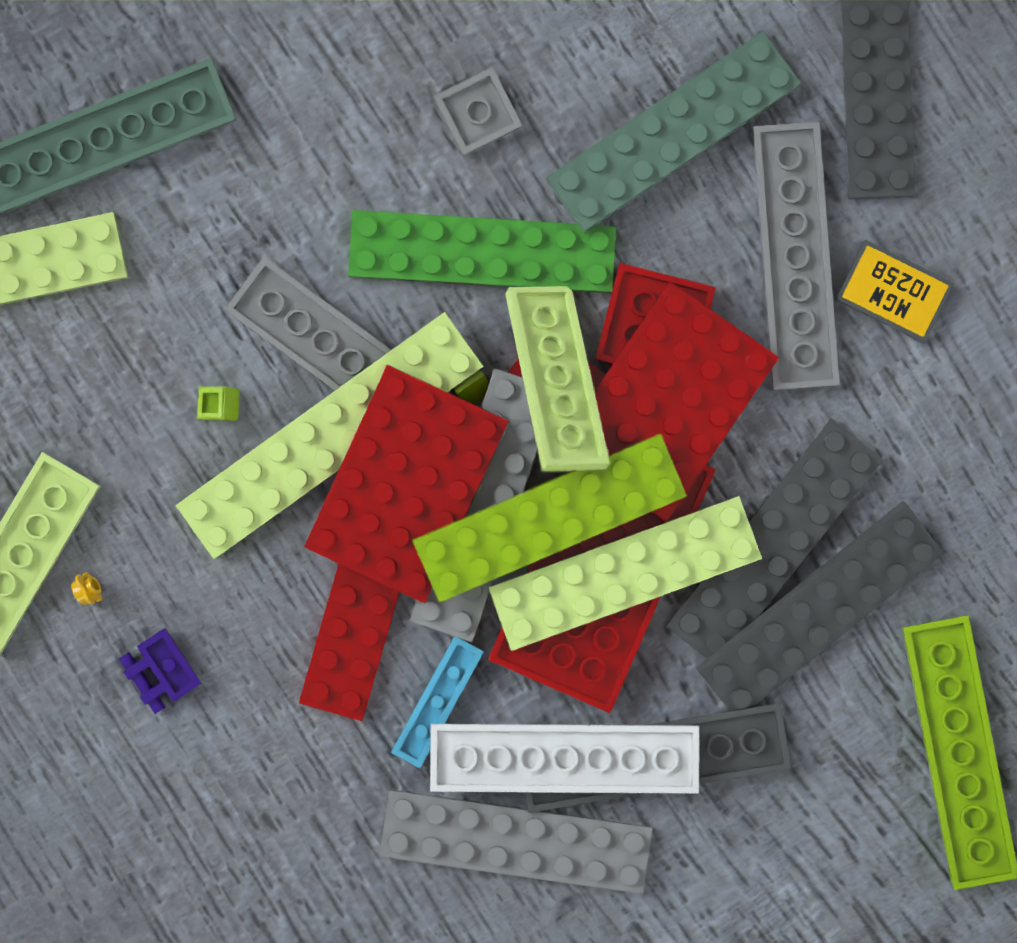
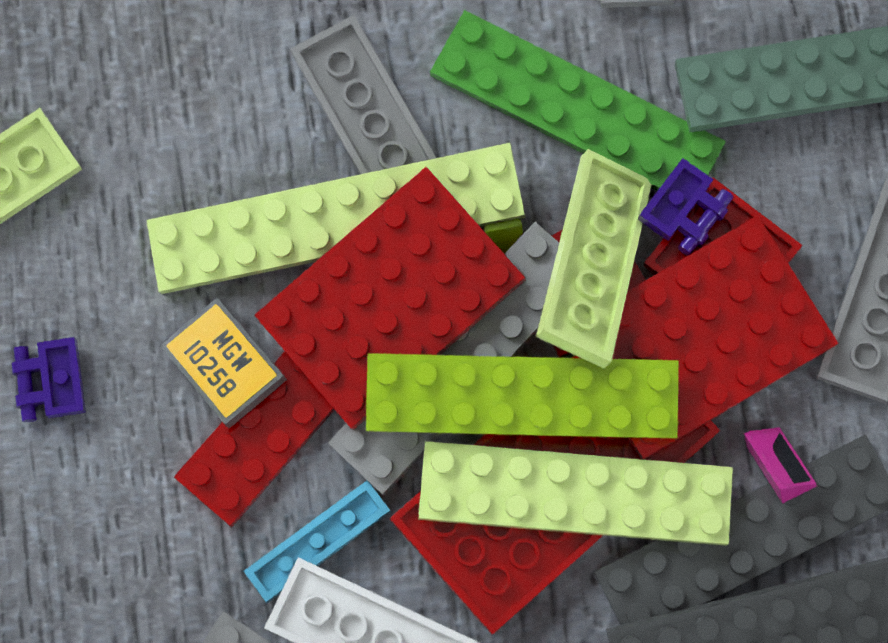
camera: 30 degrees right, 10 degrees down
(86, 589) = (16, 263): yellow plate -> none
(218, 403) = (239, 141): lime slope -> none
(294, 594) = (223, 363): none -> yellow tile
(599, 299) = (677, 198): none -> dark purple plate
(774, 473) = (779, 463): none -> dark pink slope

